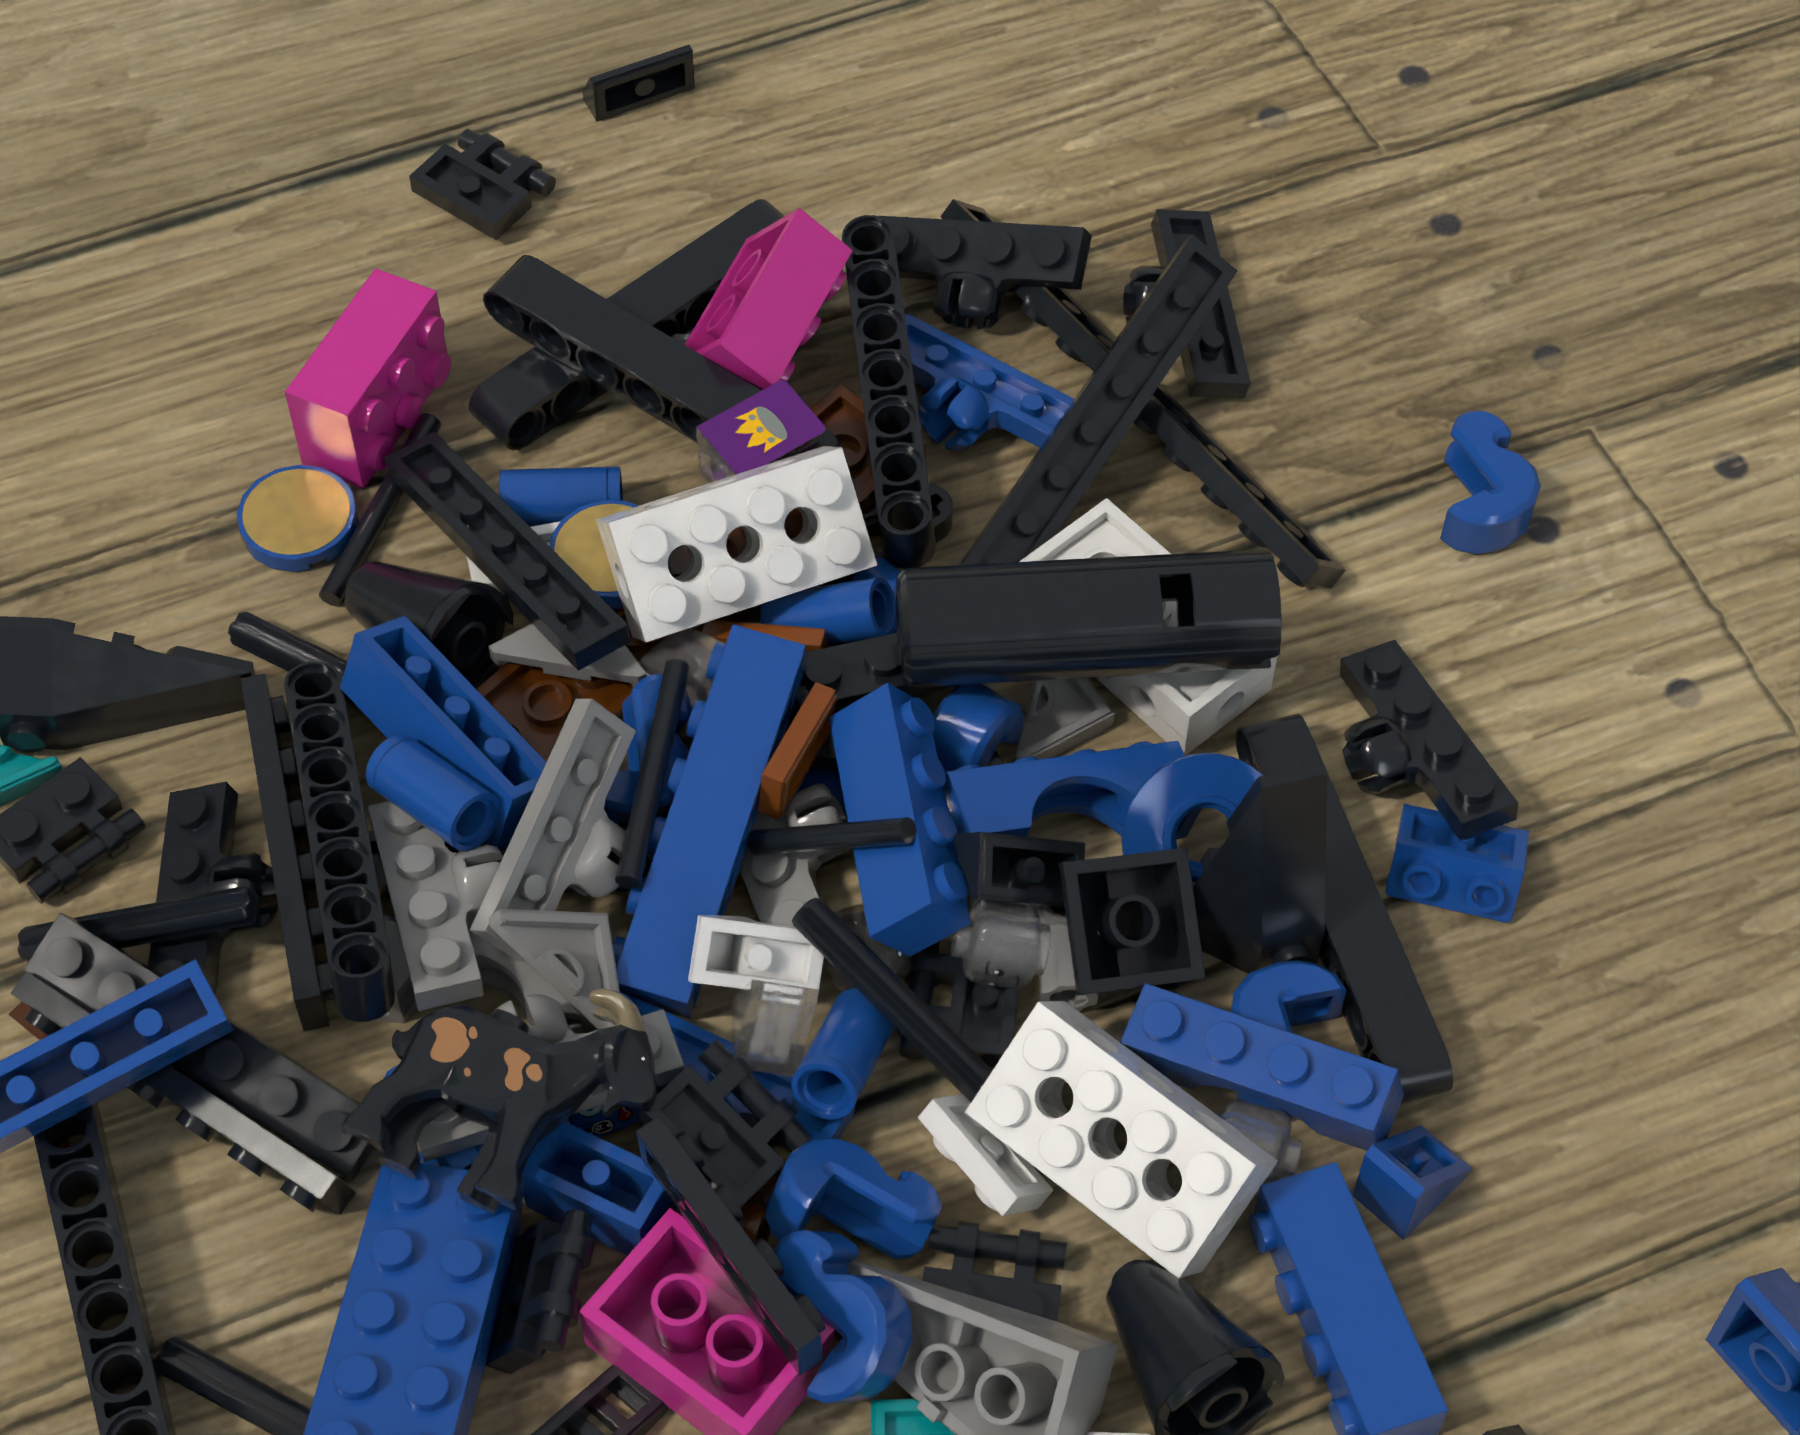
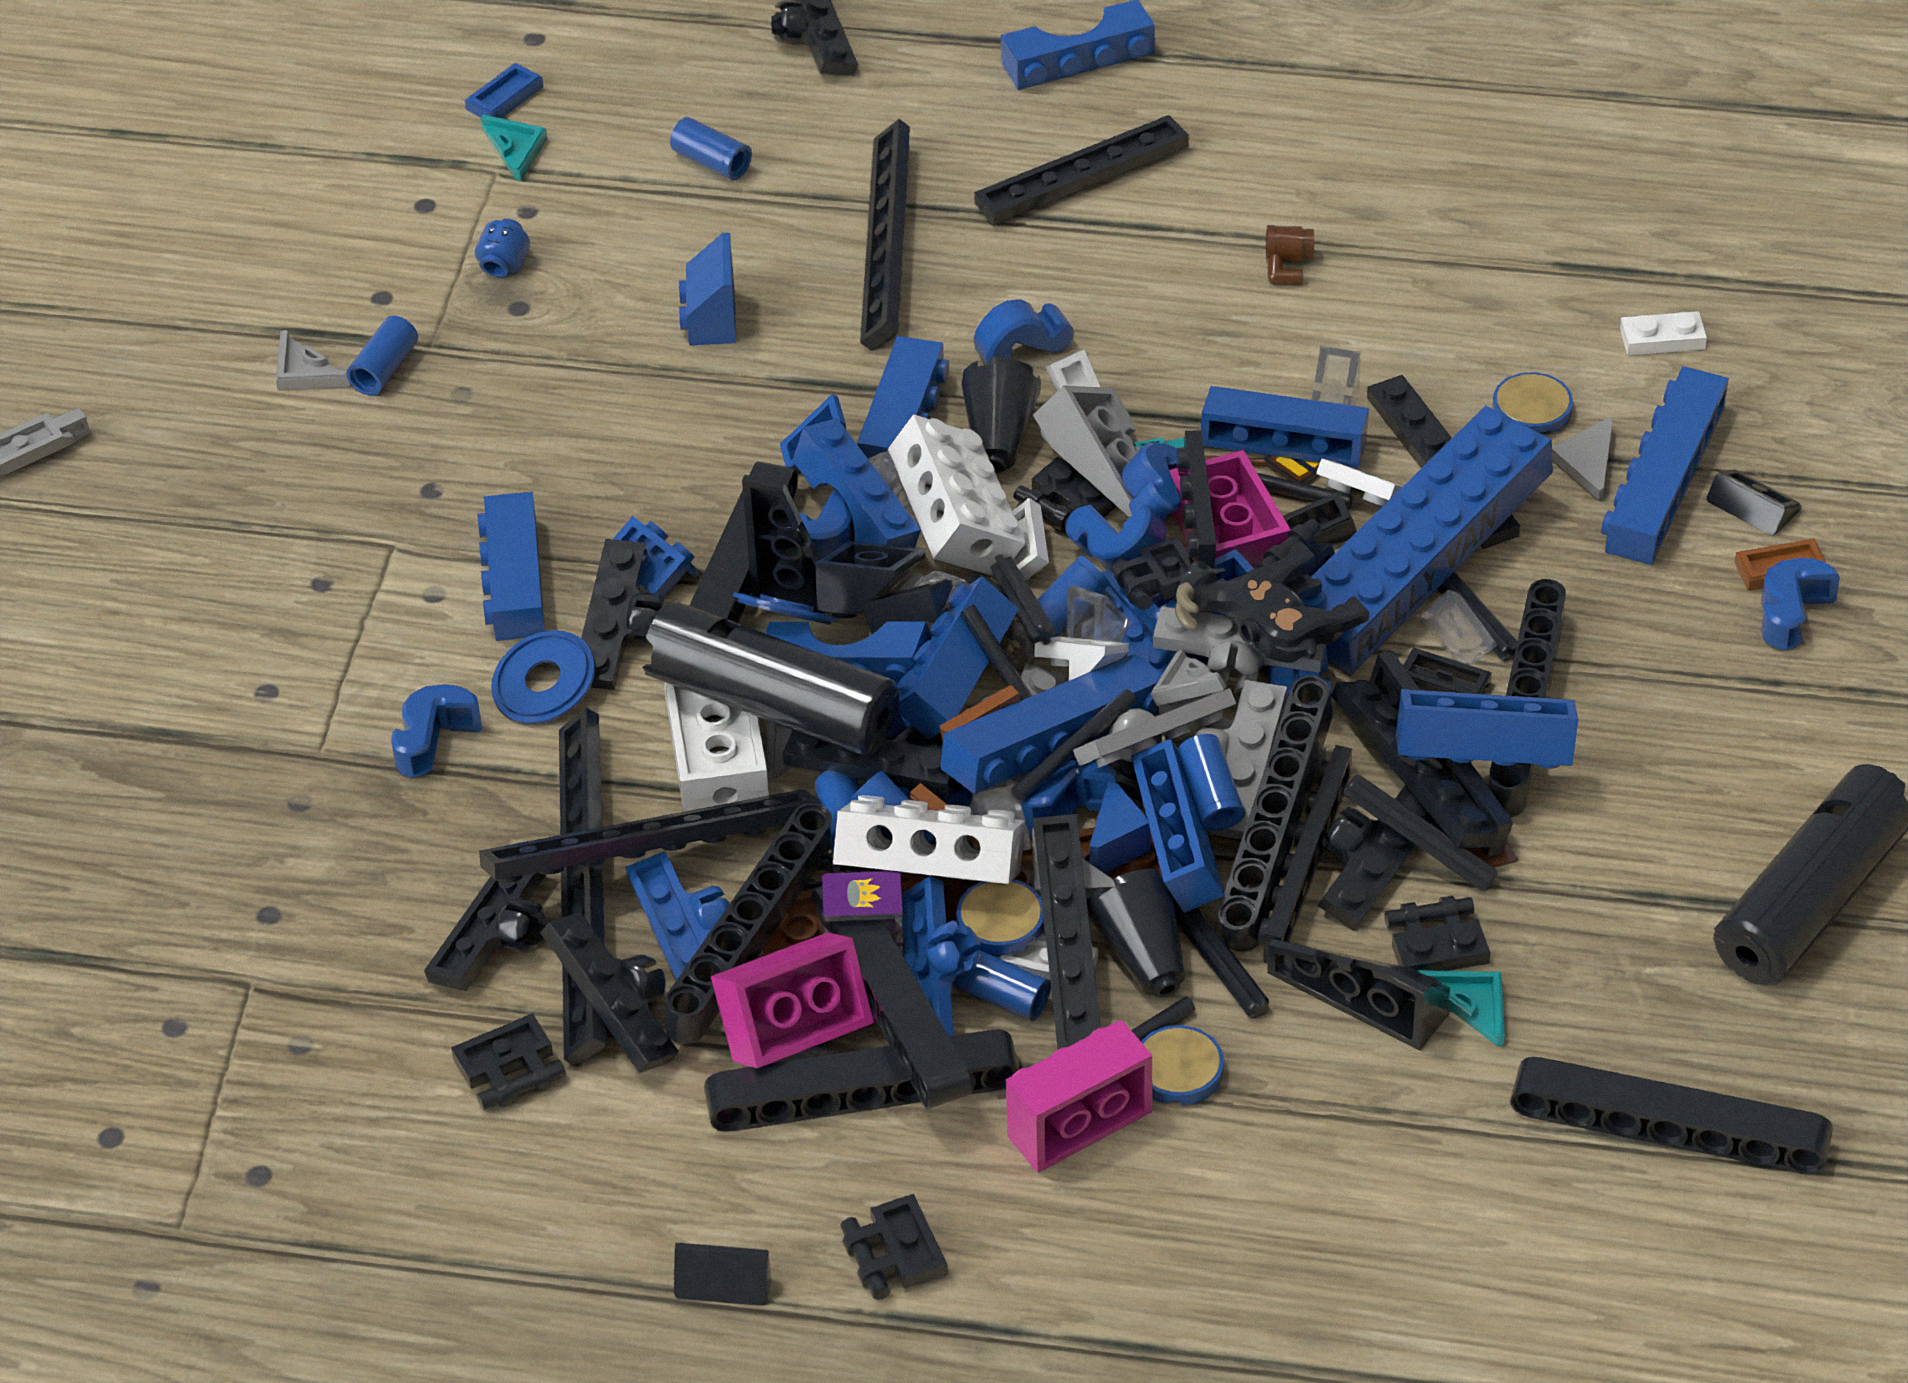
camera: 145 degrees left, 10 degrees down
(251, 1278) = (1445, 669): none -> black tile
(269, 1334) = (1456, 628): none -> clear slope
(531, 700) = (1120, 831): none -> blue slope
(624, 440) = (936, 948): none -> blue plate
(1048, 182) = (503, 1052): none -> black plate
(1377, 617) = (534, 707): none -> blue piece
(1615, 751) = (513, 566): none -> blue brick

